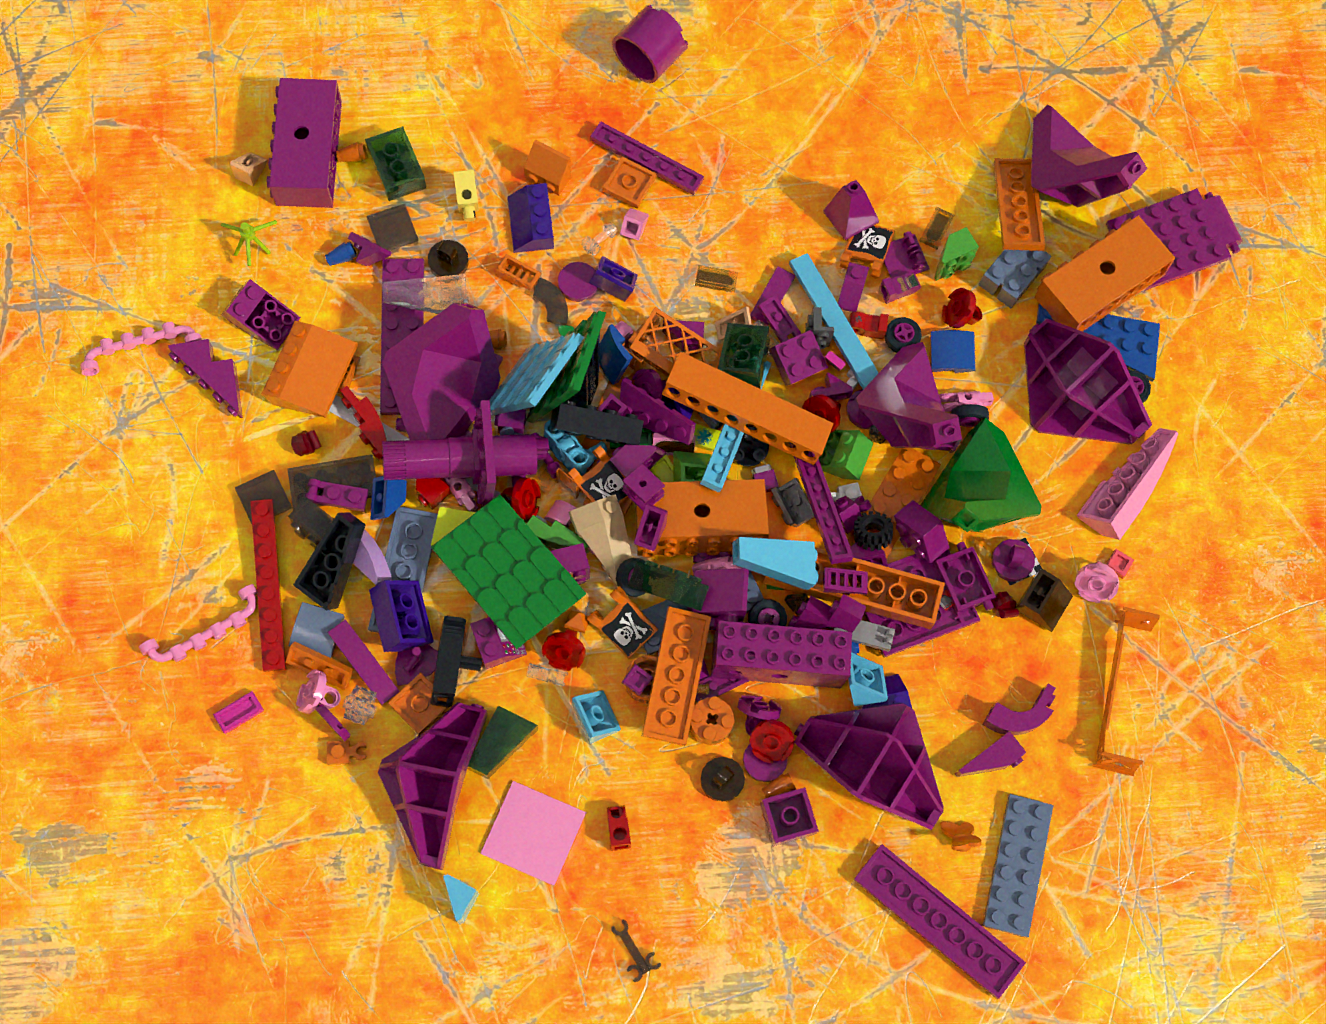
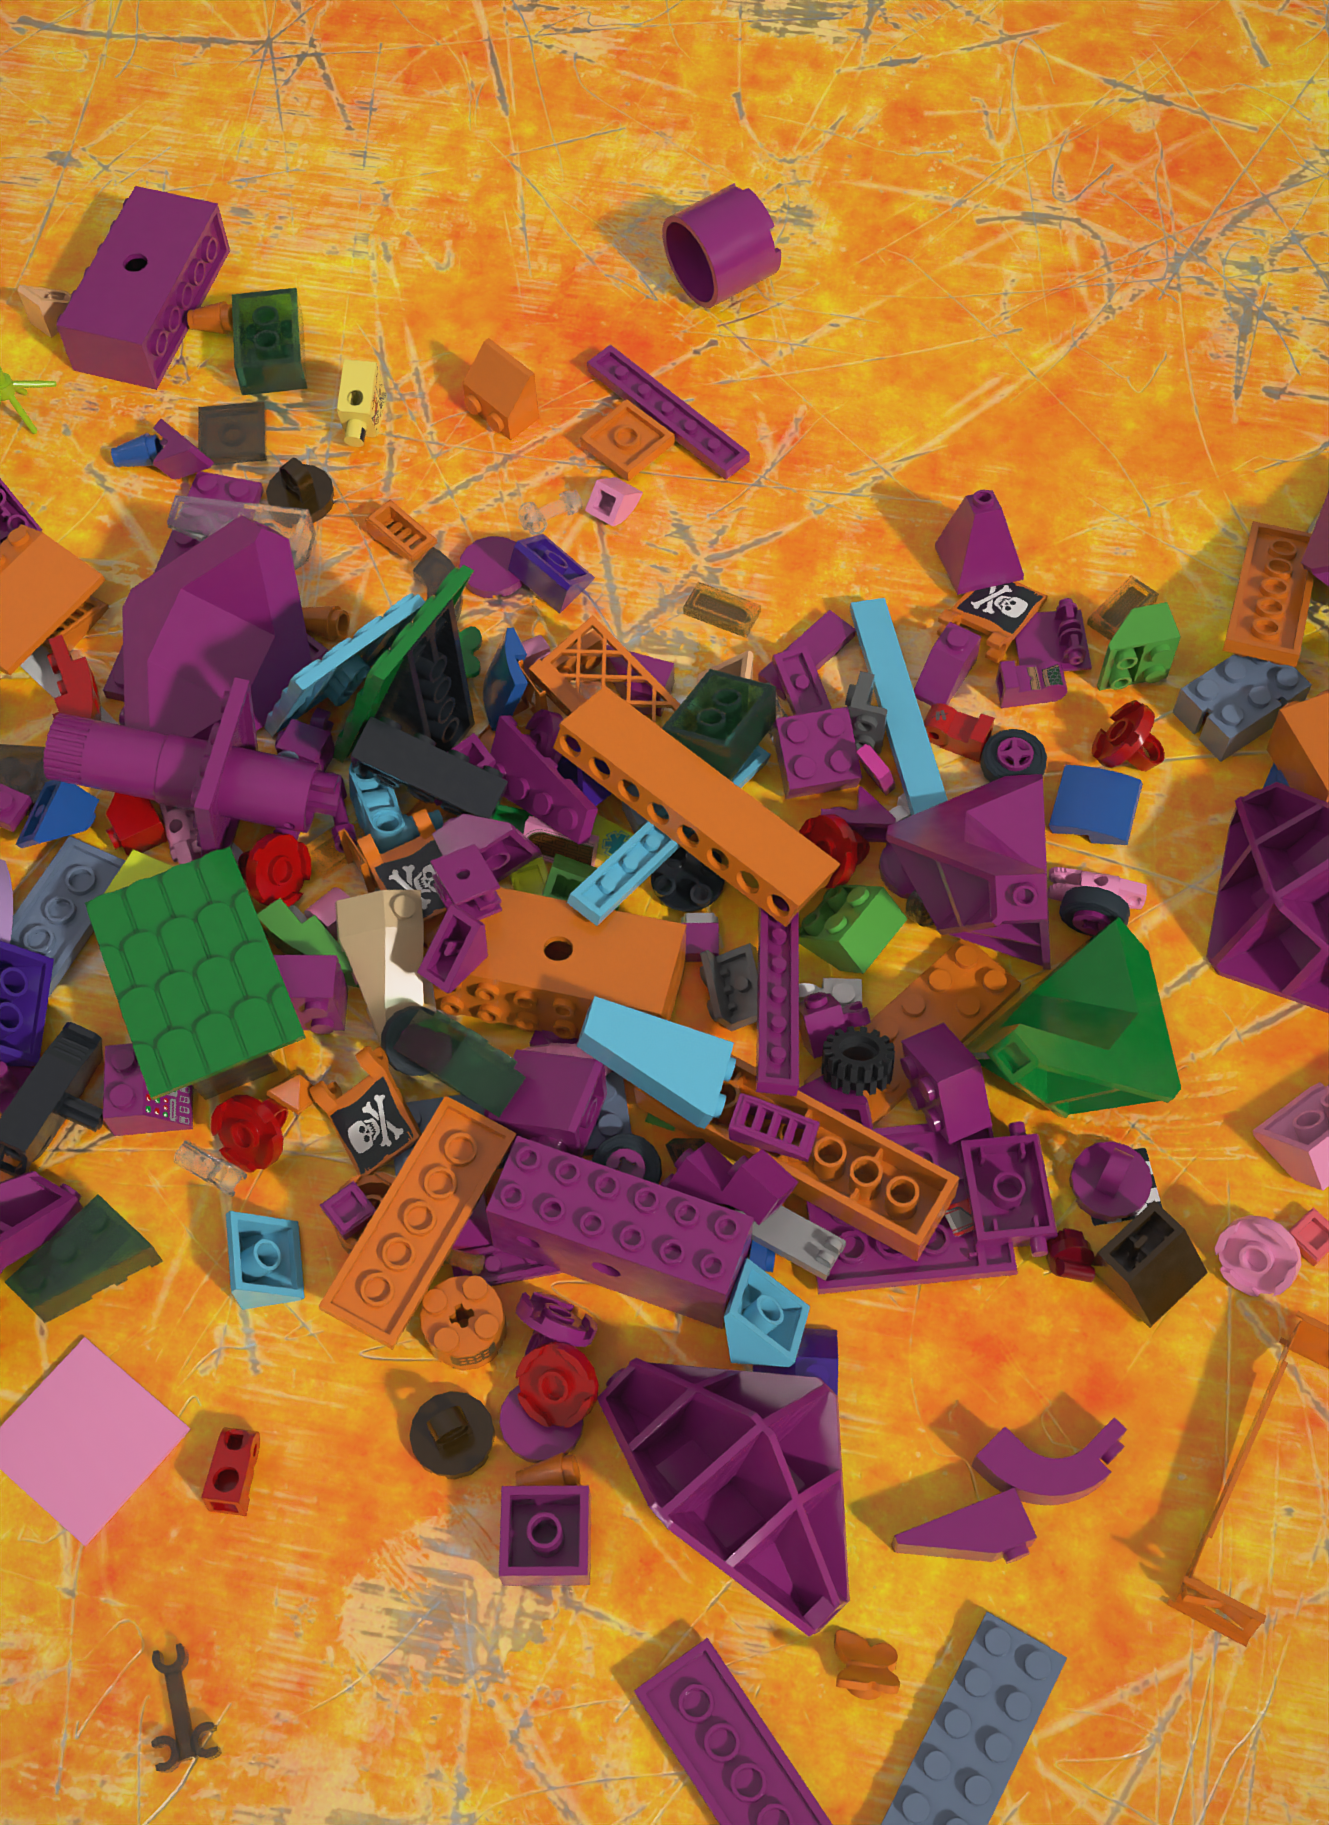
camera: 25 degrees right, 10 degrees down
(530, 219) = (452, 461): dark purple slope -> none

